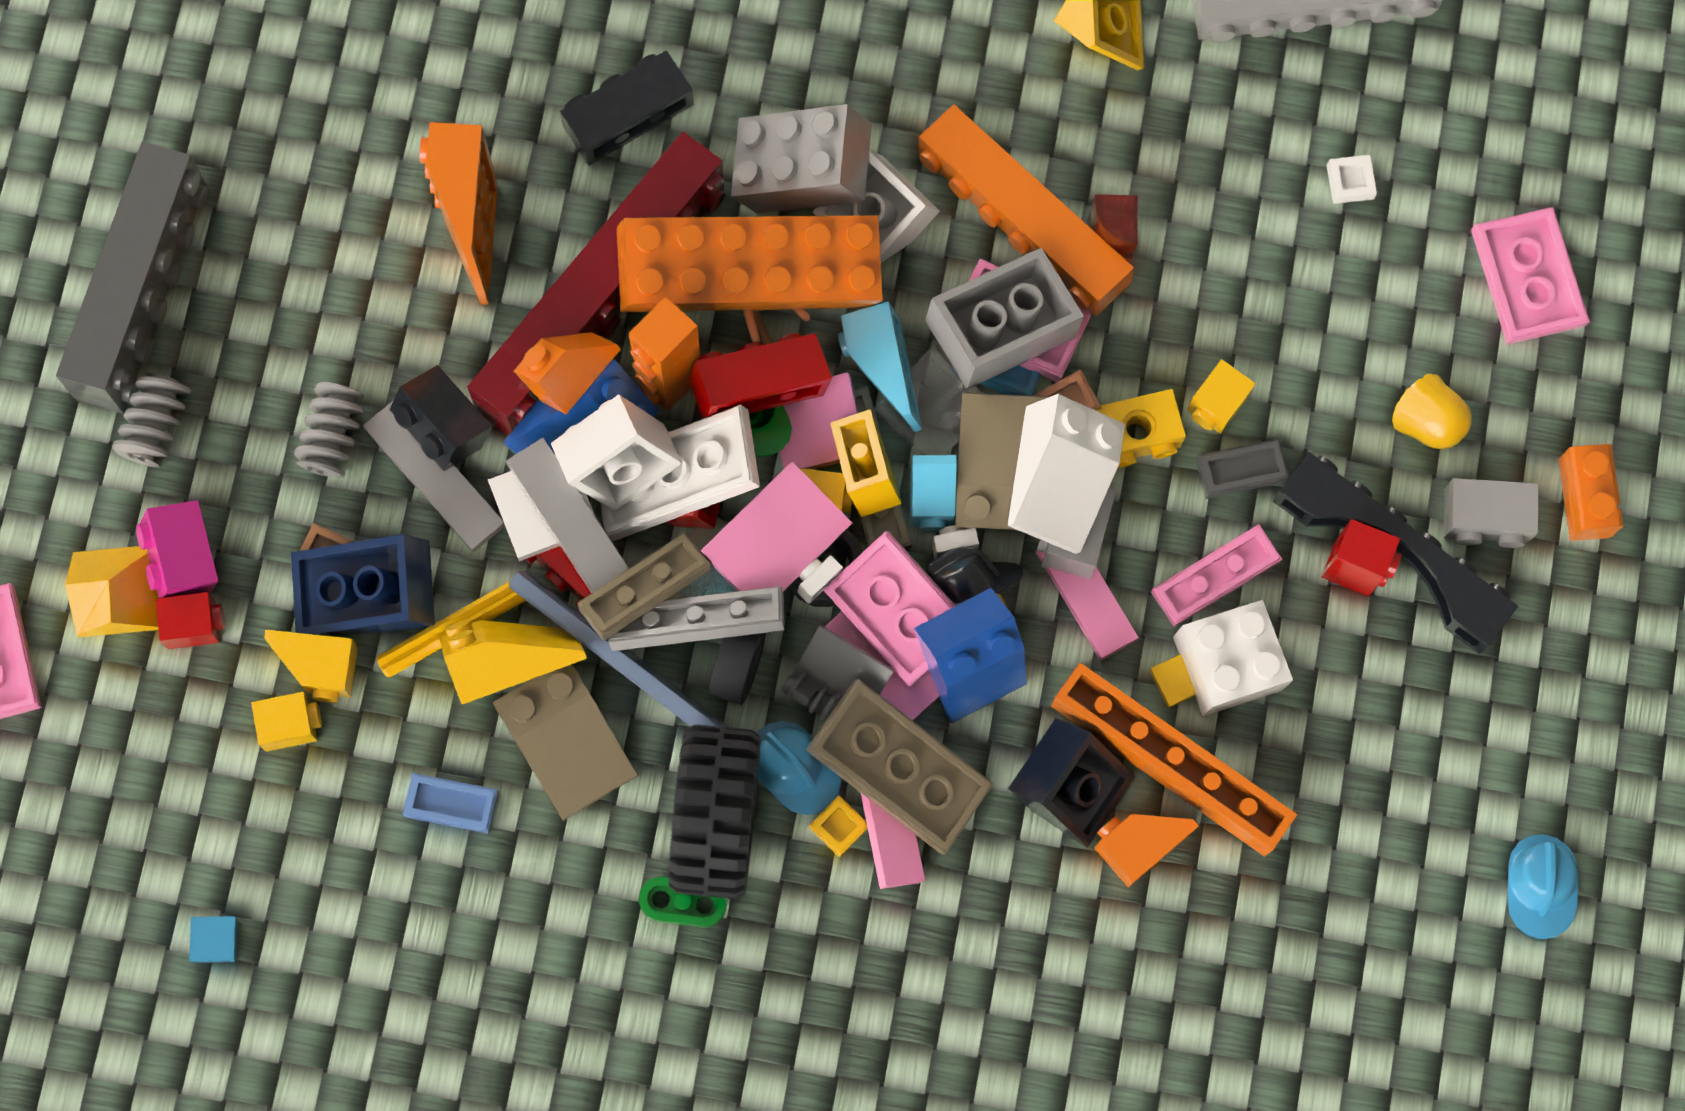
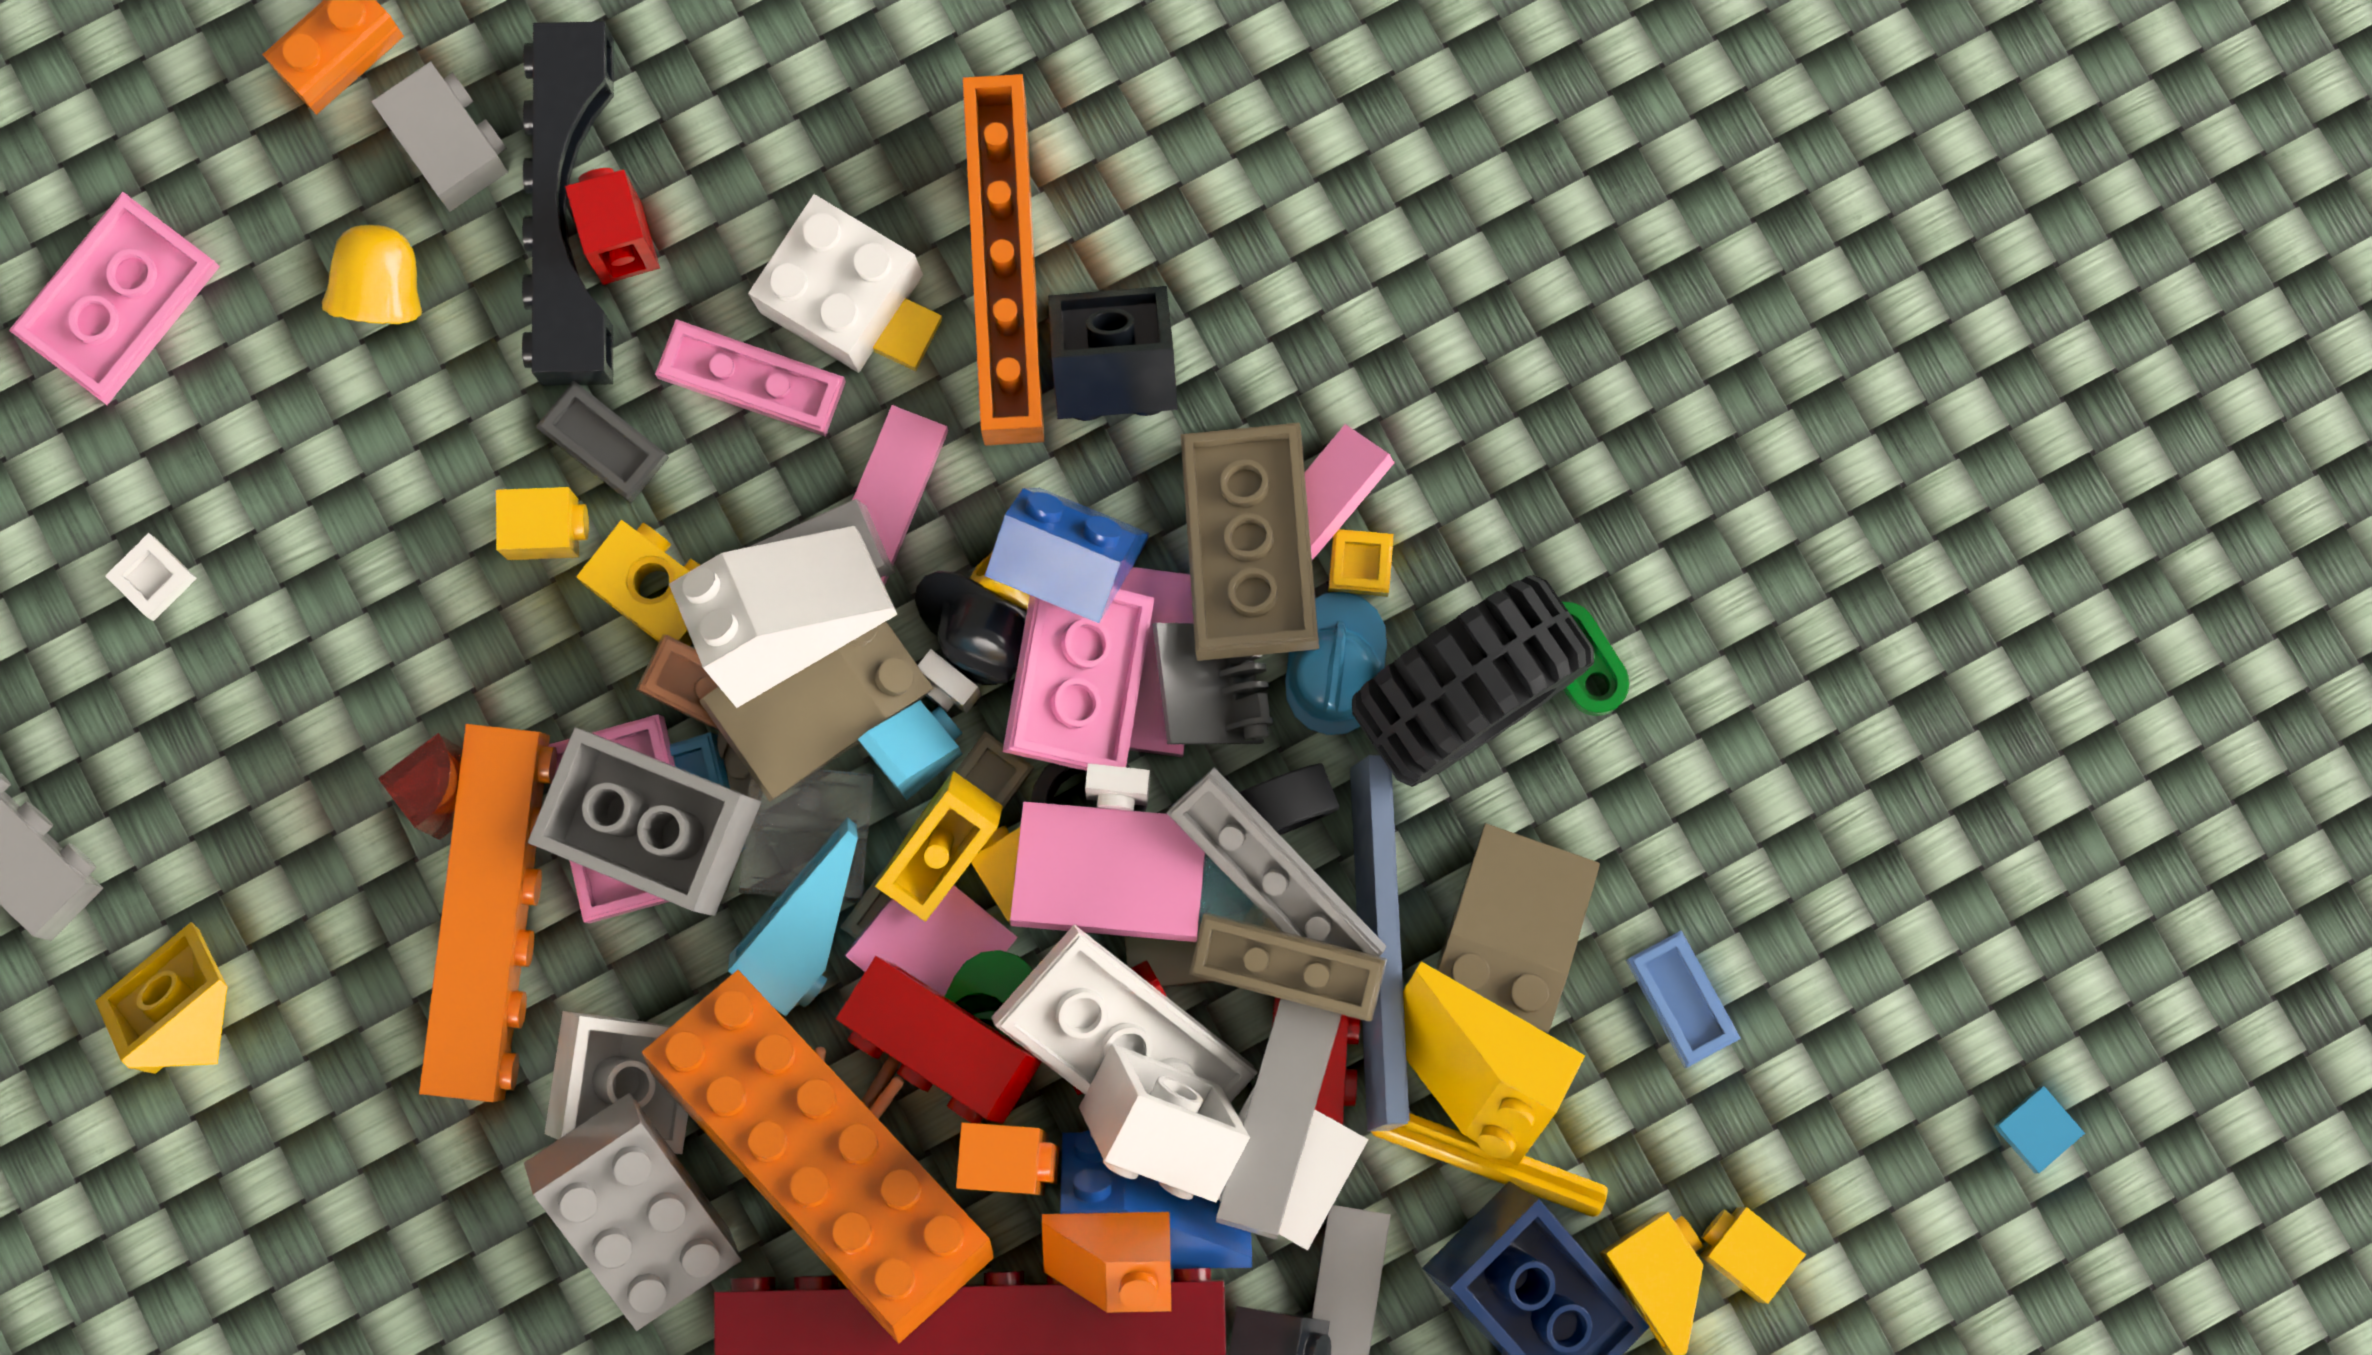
camera: 125 degrees left, 5 degrees up
(1140, 842) = (1119, 227): orange slope -> none

